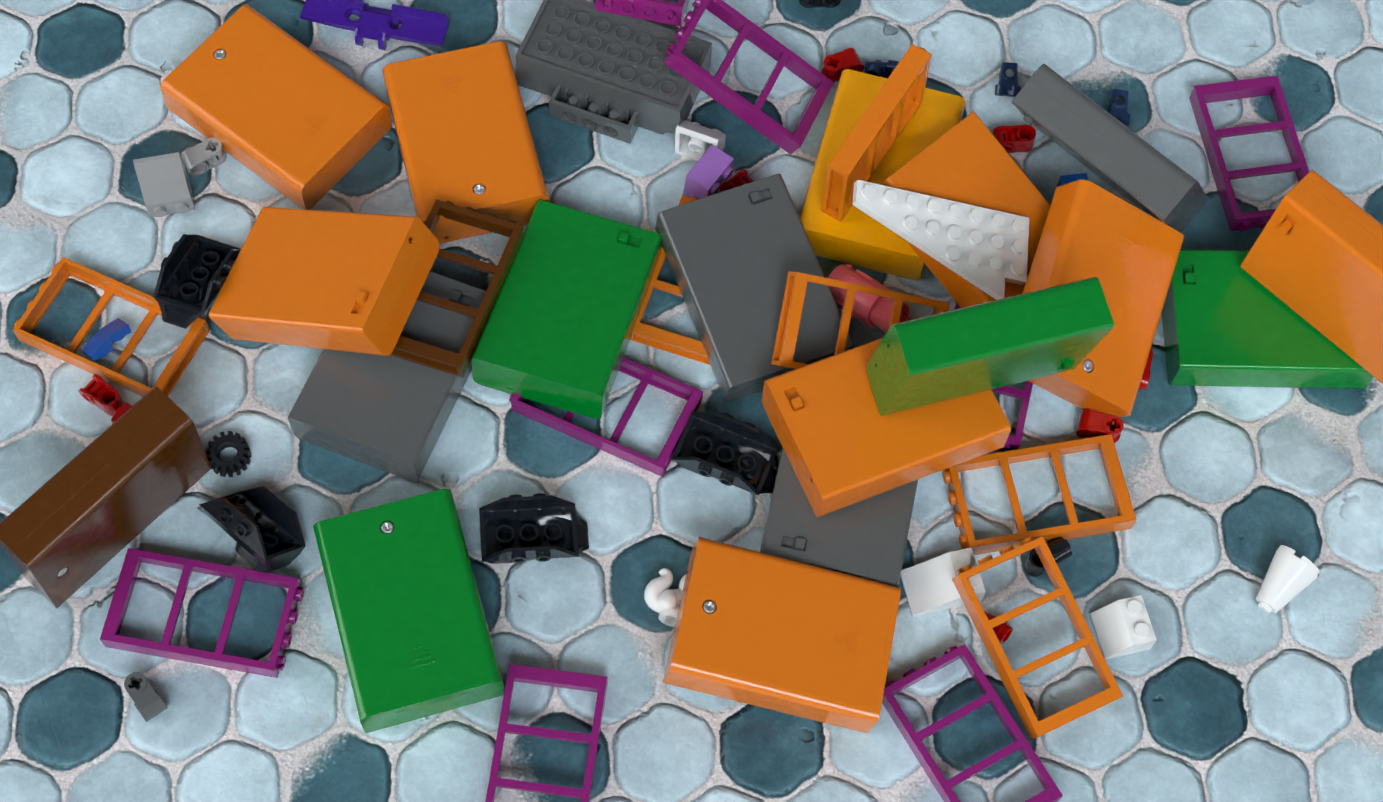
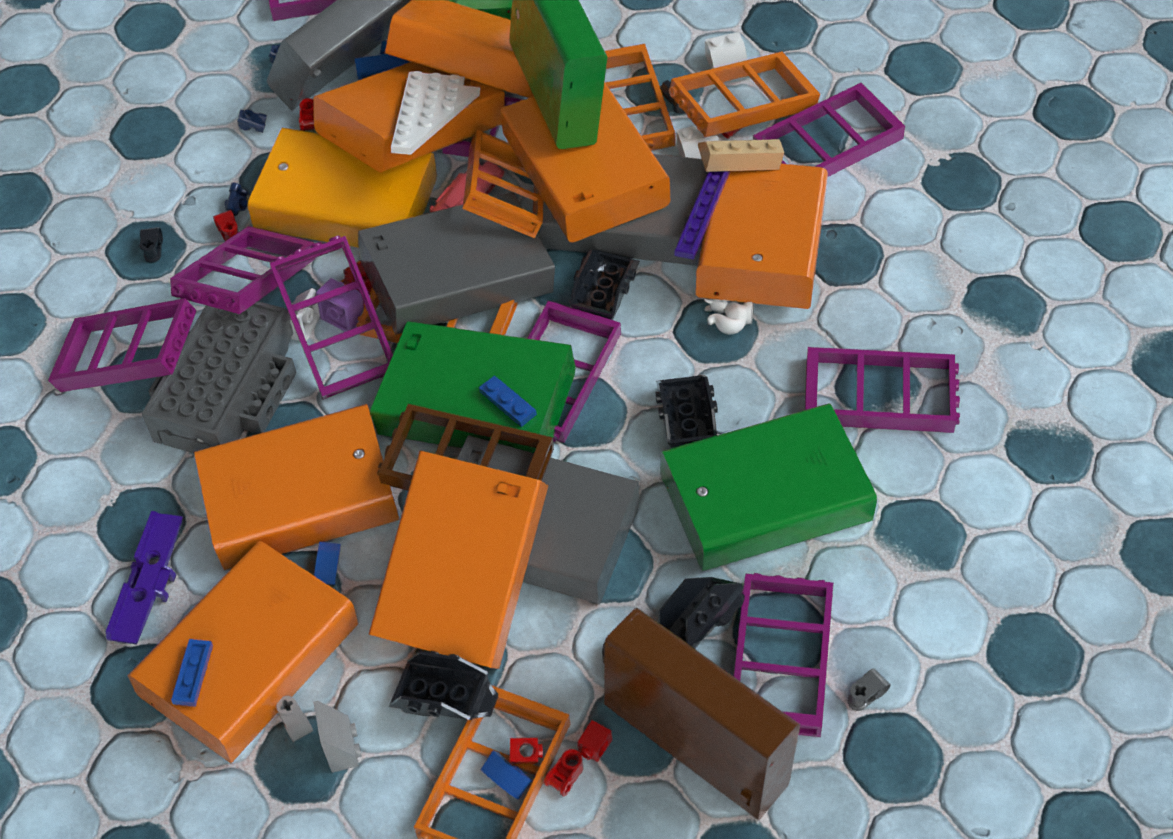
camera: 85 degrees left, 10 degrees down
(123, 353) = (517, 743): none -> red brick
(232, 51) = (192, 672): none -> blue plate
(376, 178) = (327, 562): none -> blue slope
(523, 327) = (507, 401): none -> blue plate
(639, 140) = (316, 250): none -> magenta window
(805, 555) = (701, 214): none -> dark purple tile
(876, 131) = (380, 198): orange window -> none
(892, 603) = (741, 155): none -> tan slope

